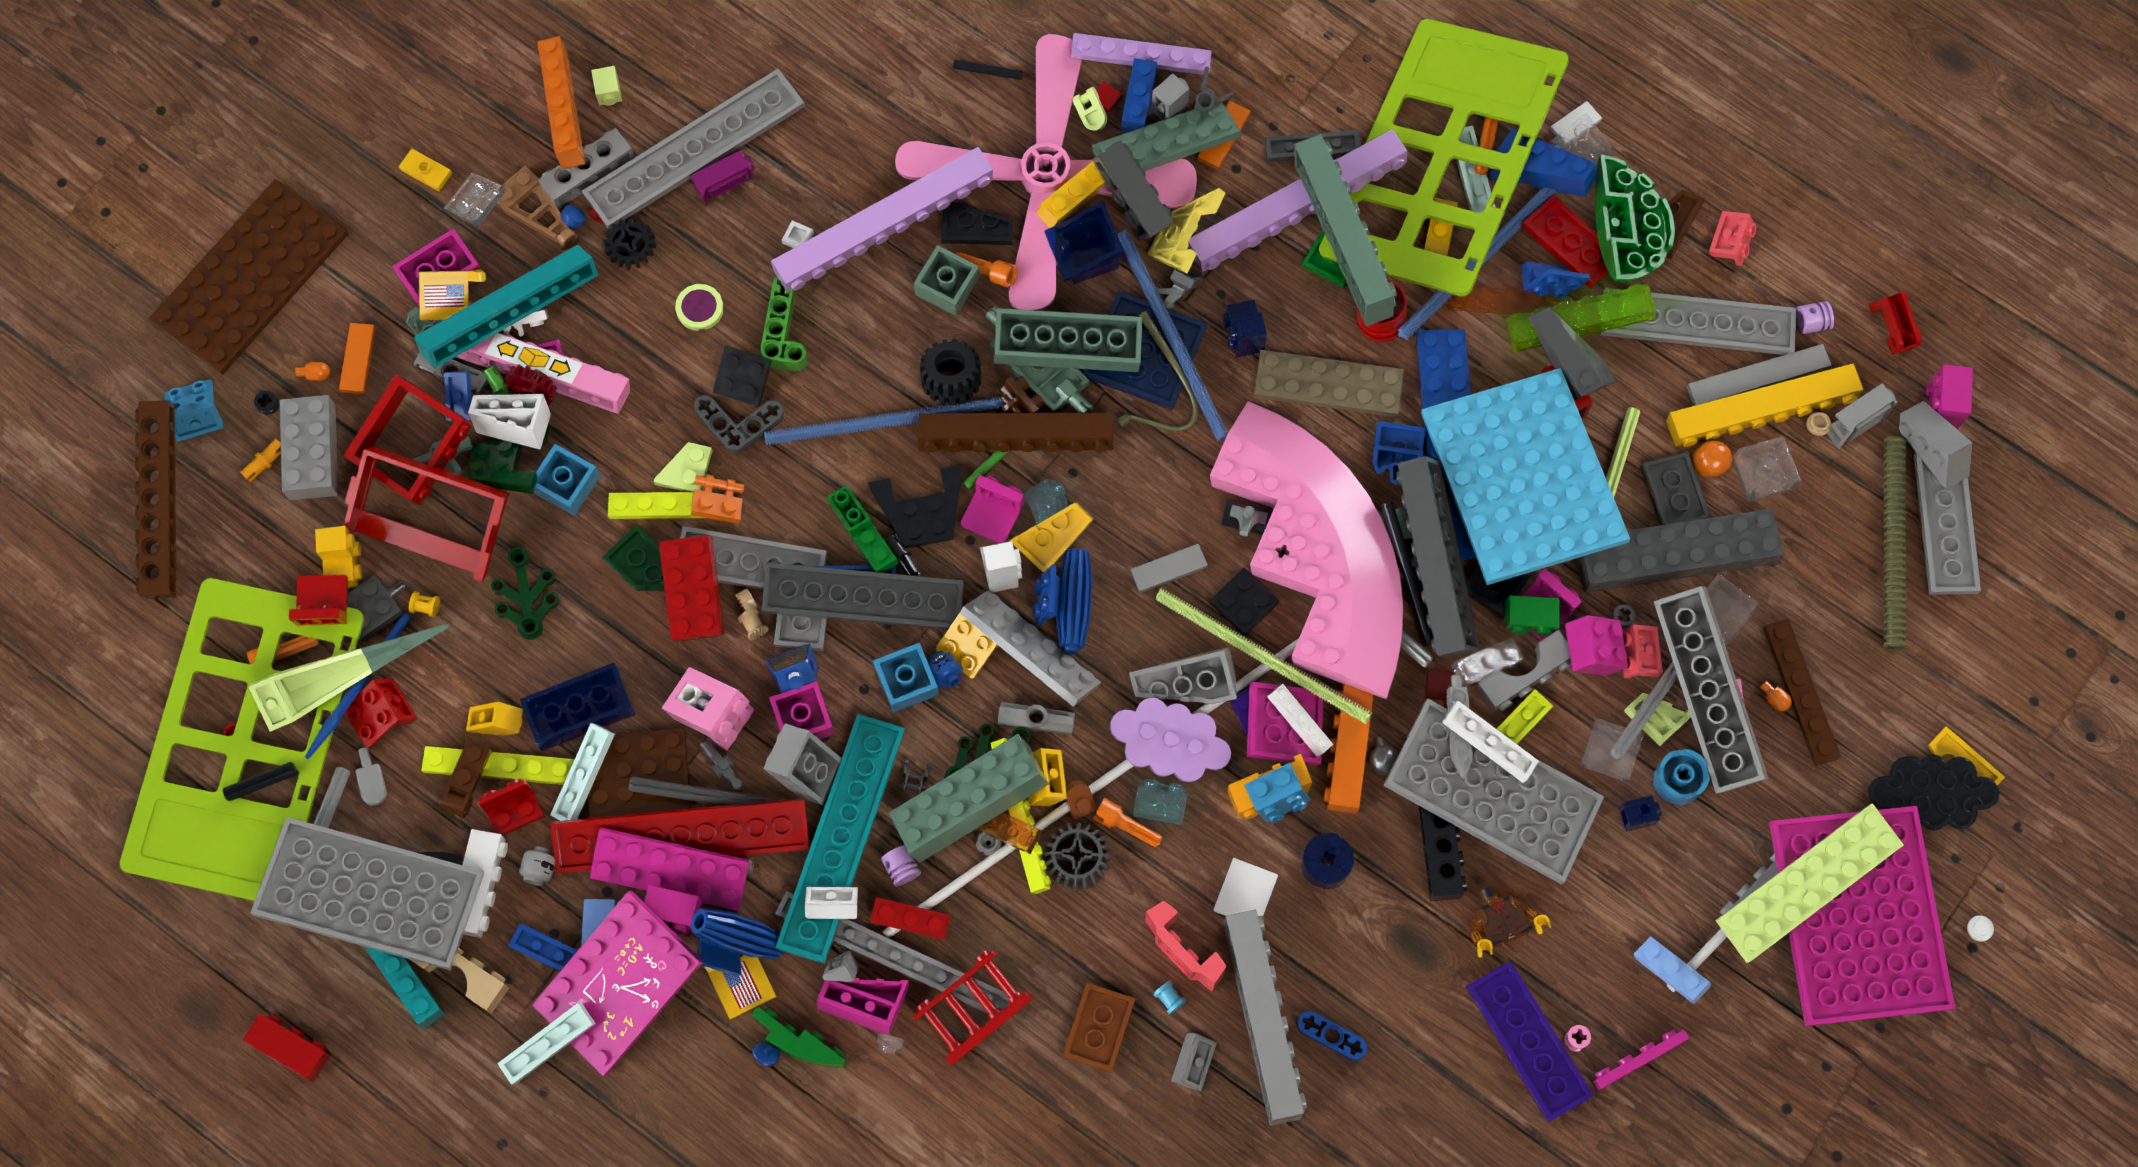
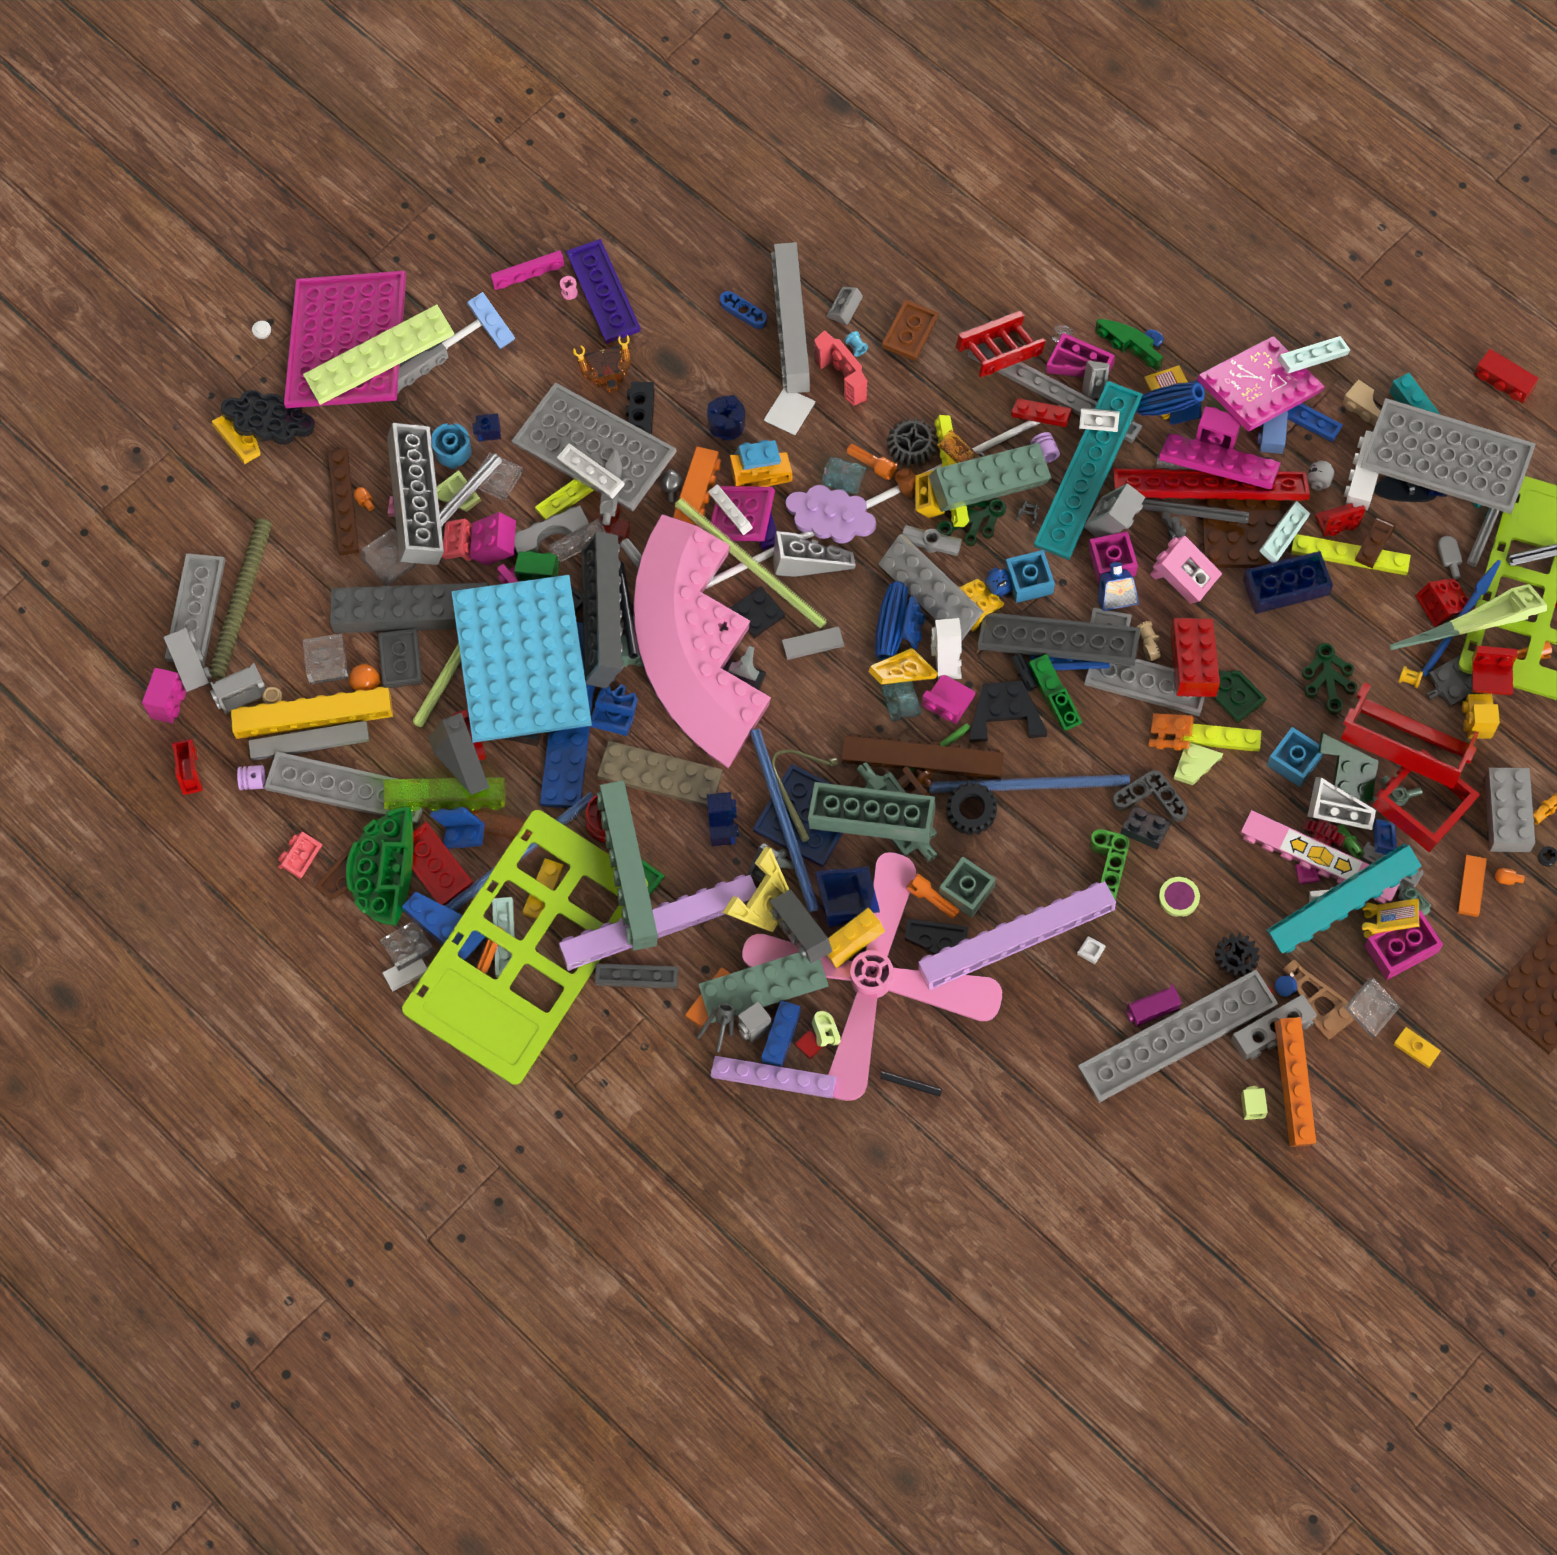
camera: 170 degrees left, 5 degrees down
(494, 719) = (1353, 583): yellow slope -> none
(1624, 608) = (465, 563): dark grey bush -> none

